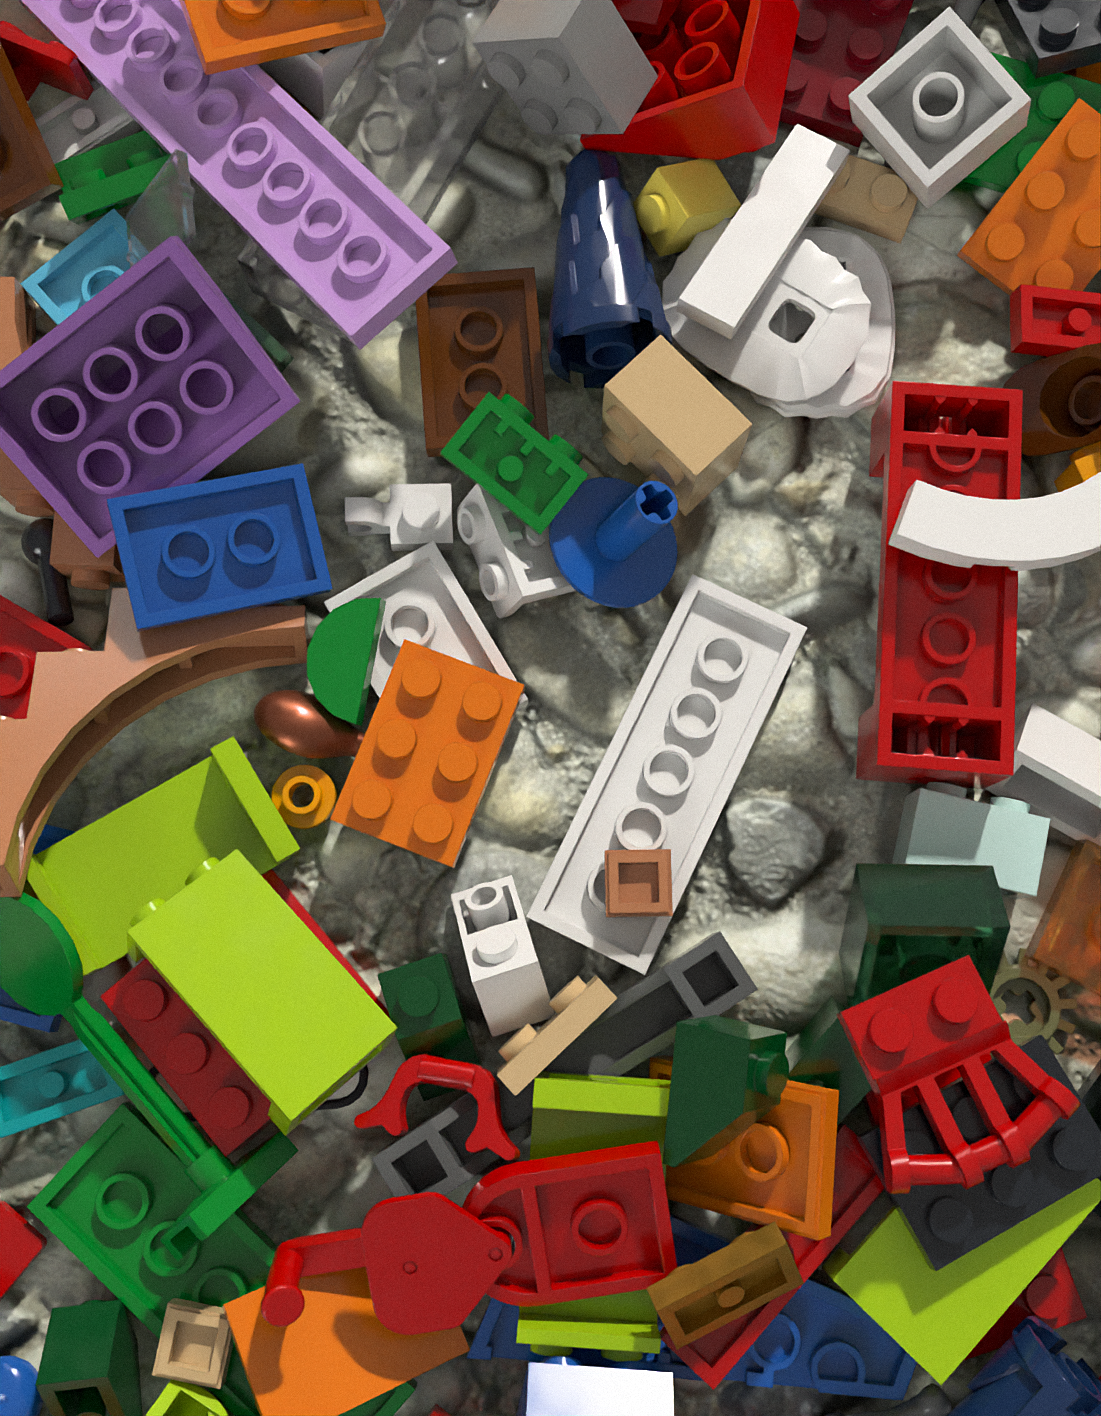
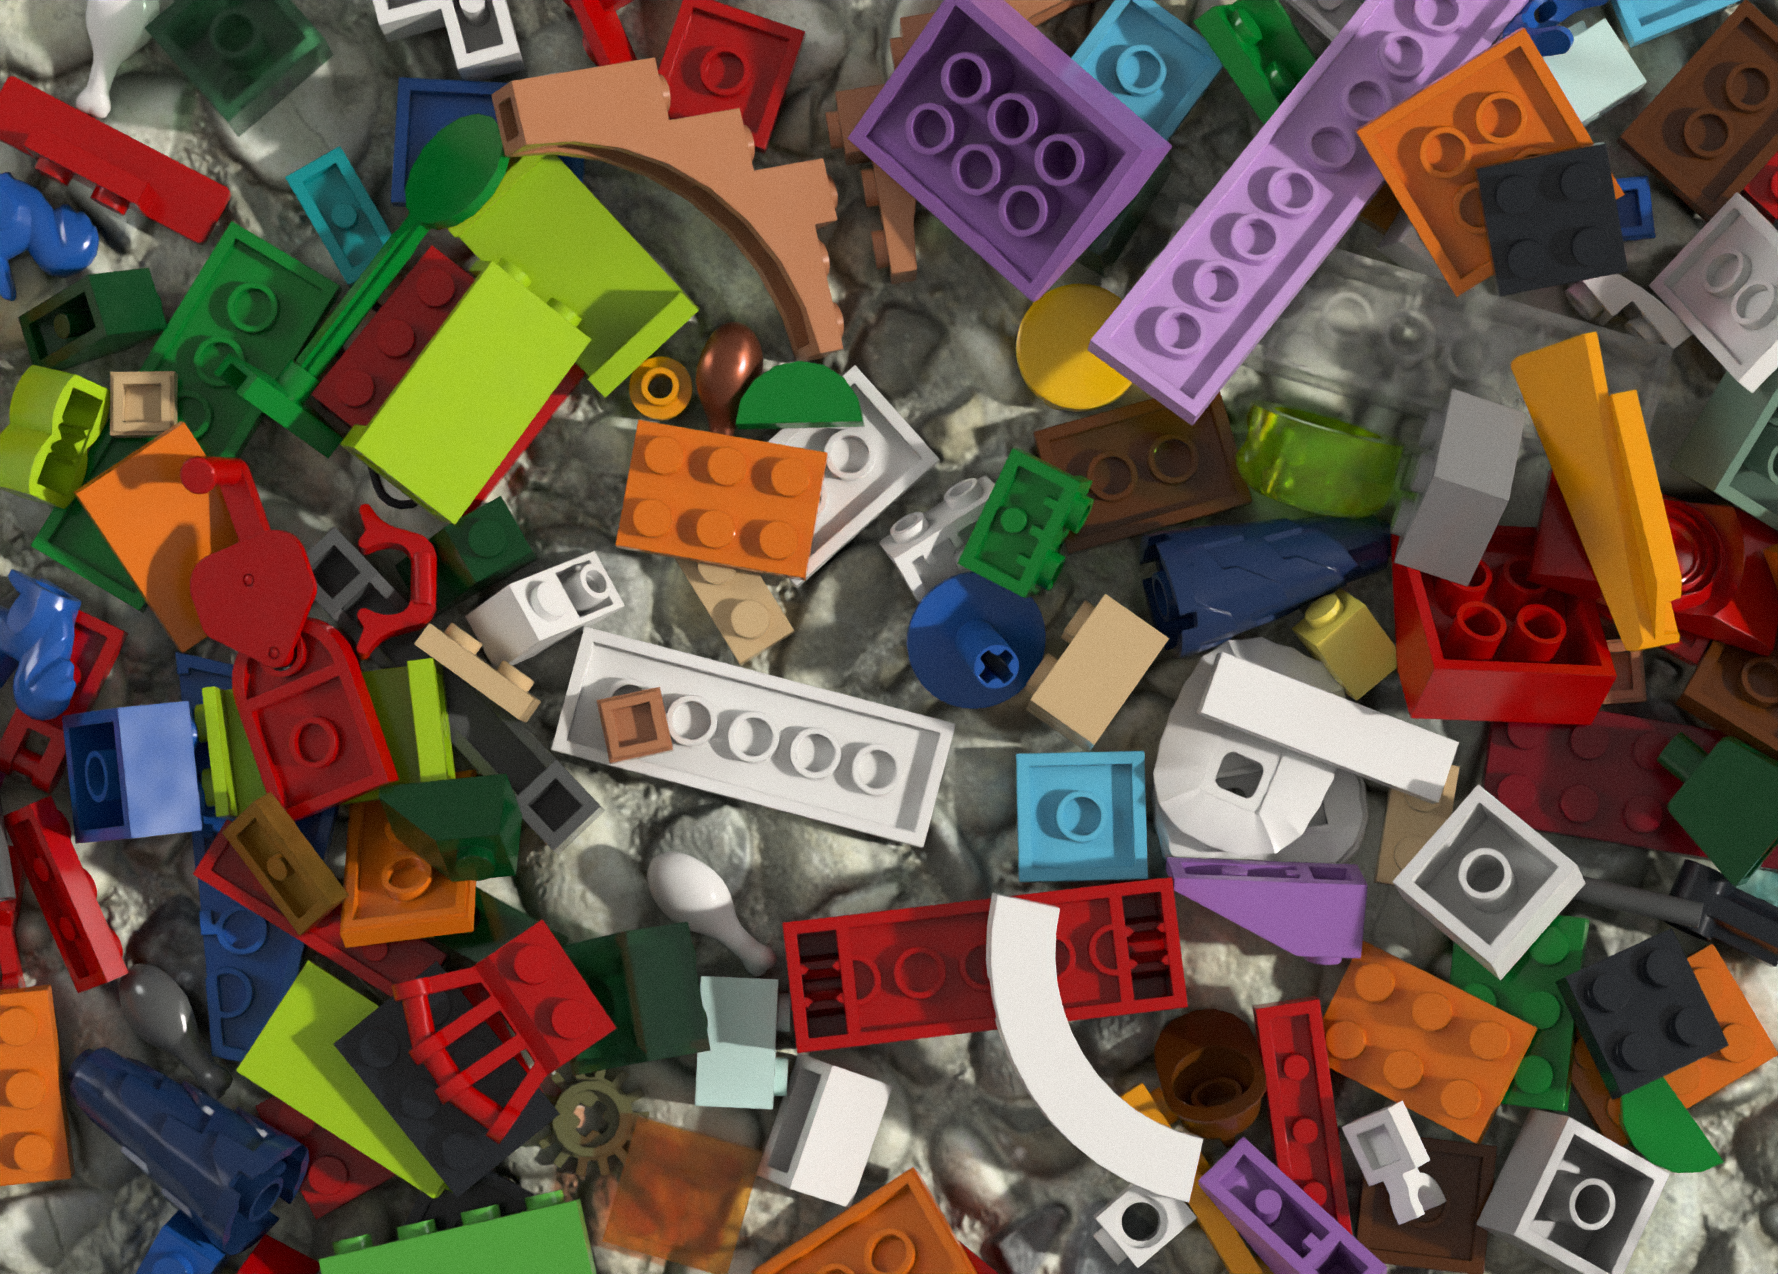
camera: 75 degrees right, 5 degrees up
(37, 548) = (862, 69): black bar -> none
(162, 209) = (1202, 116): clear piece -> none
(219, 546) = (877, 256): blue plate -> none
(355, 398) = (1055, 345): none -> yellow tile
(411, 517) = (966, 435): white plate -> none
(511, 188) = (1317, 461): none -> clear neon green piece
(535, 763) = (739, 607): none -> tan plate
(801, 479) = (1081, 816): none -> medium azure plate
(825, 852) = (696, 894): none -> white piece
(922, 292) = (1295, 905): none -> medium lavender slope

